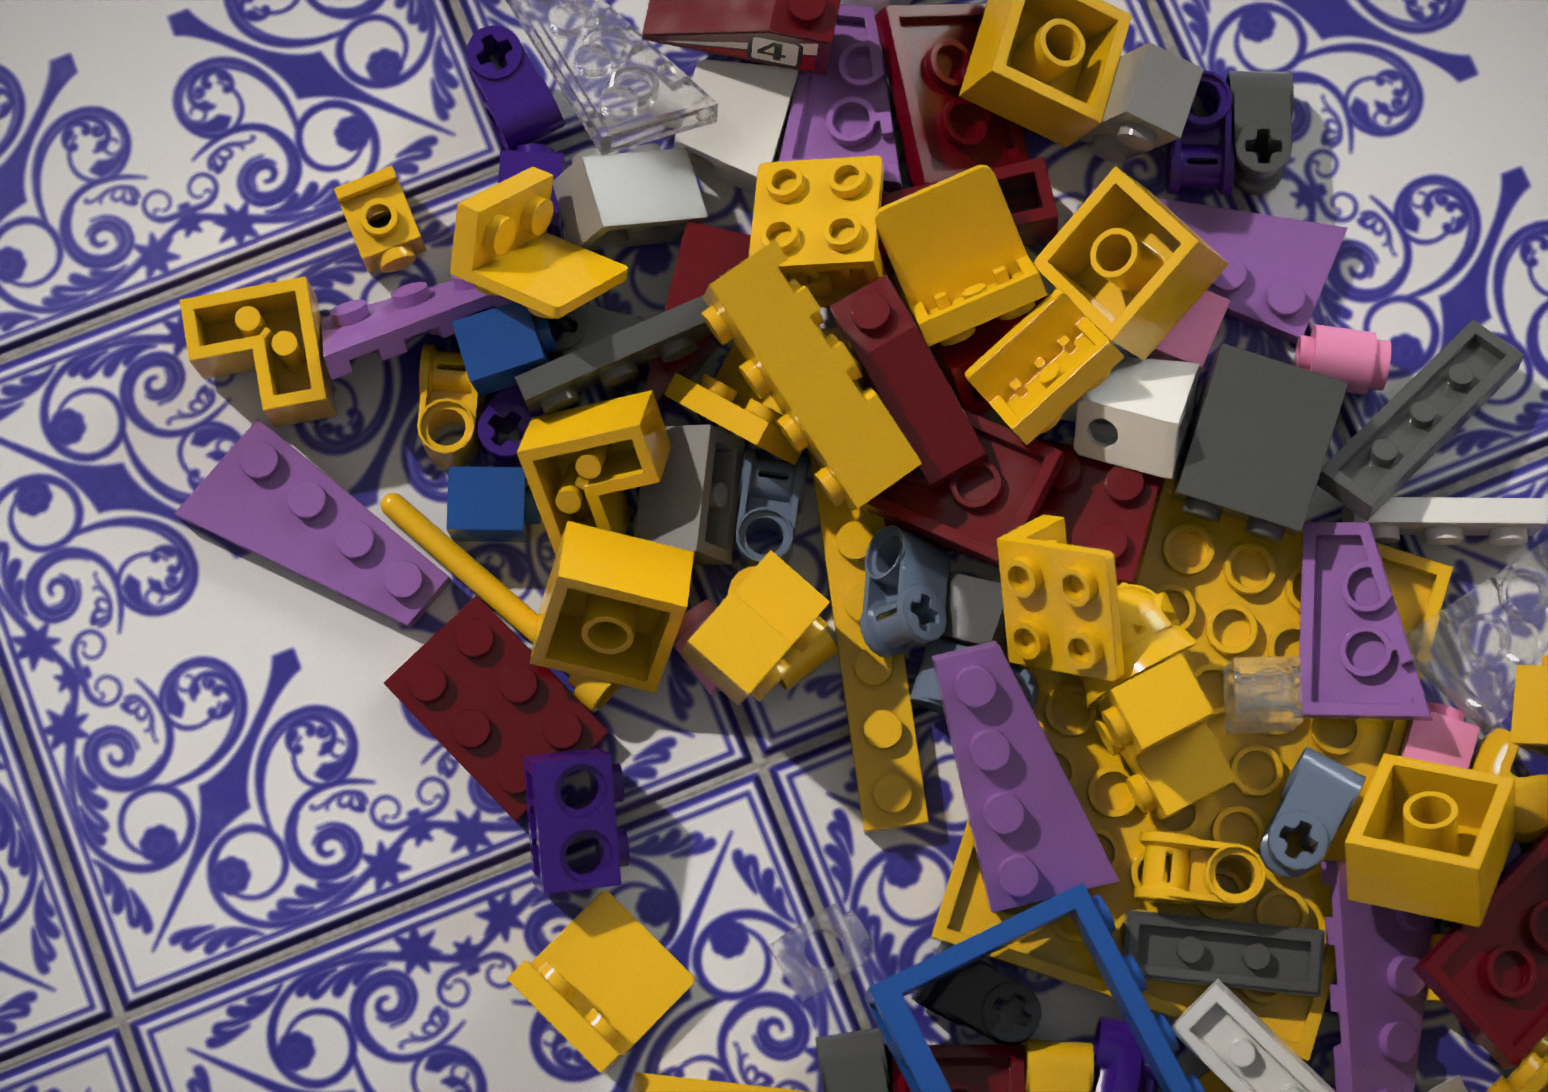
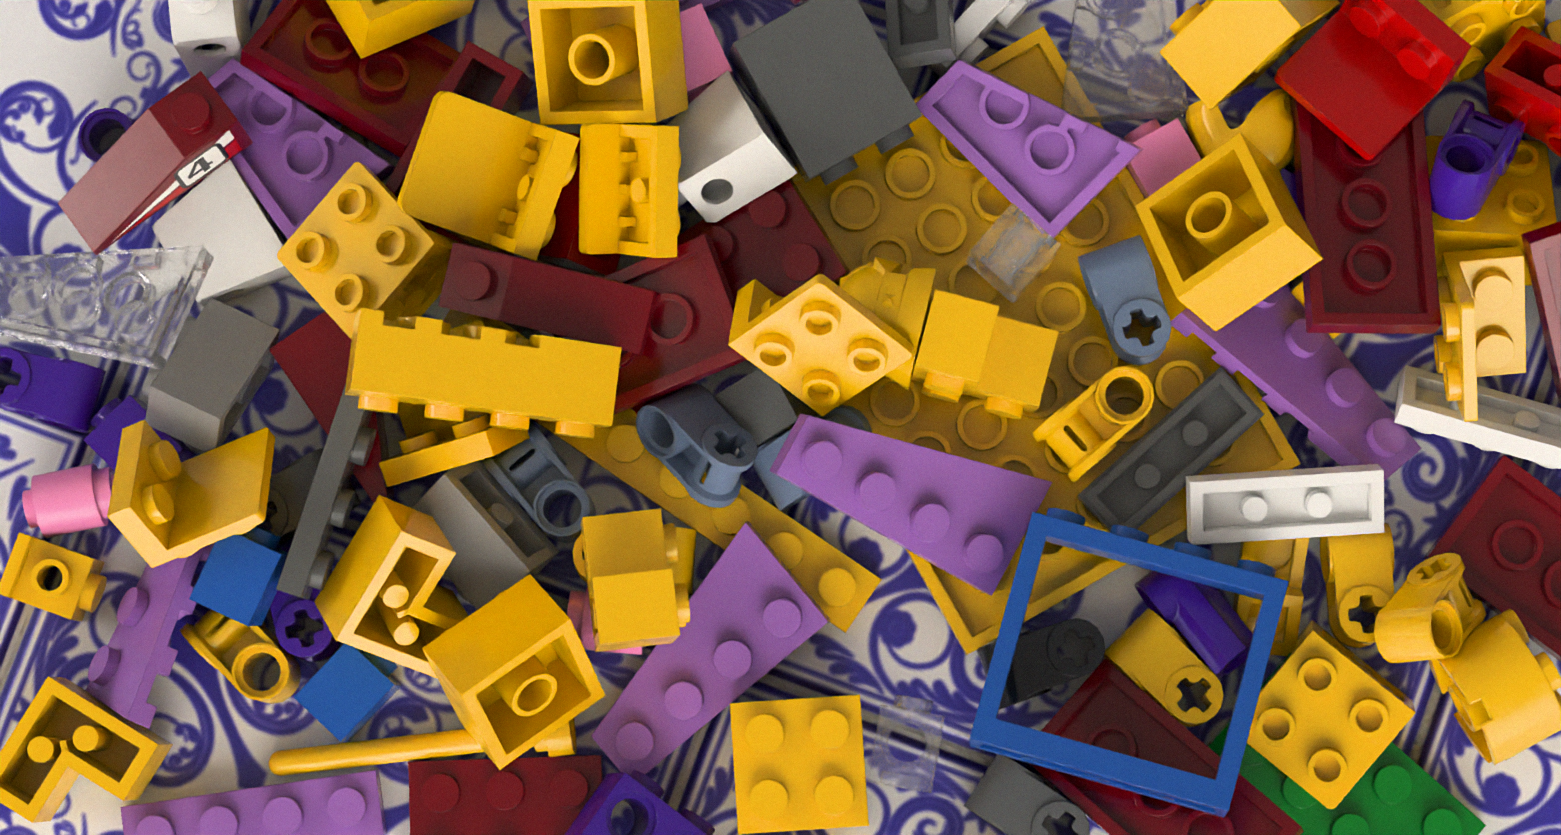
camera: 45 degrees left, 5 degrees up
(443, 178) = (69, 500): none -> bright pink brick
(734, 883) = (799, 764): none -> yellow brick
(786, 747) = (739, 628): none -> medium lavender wing

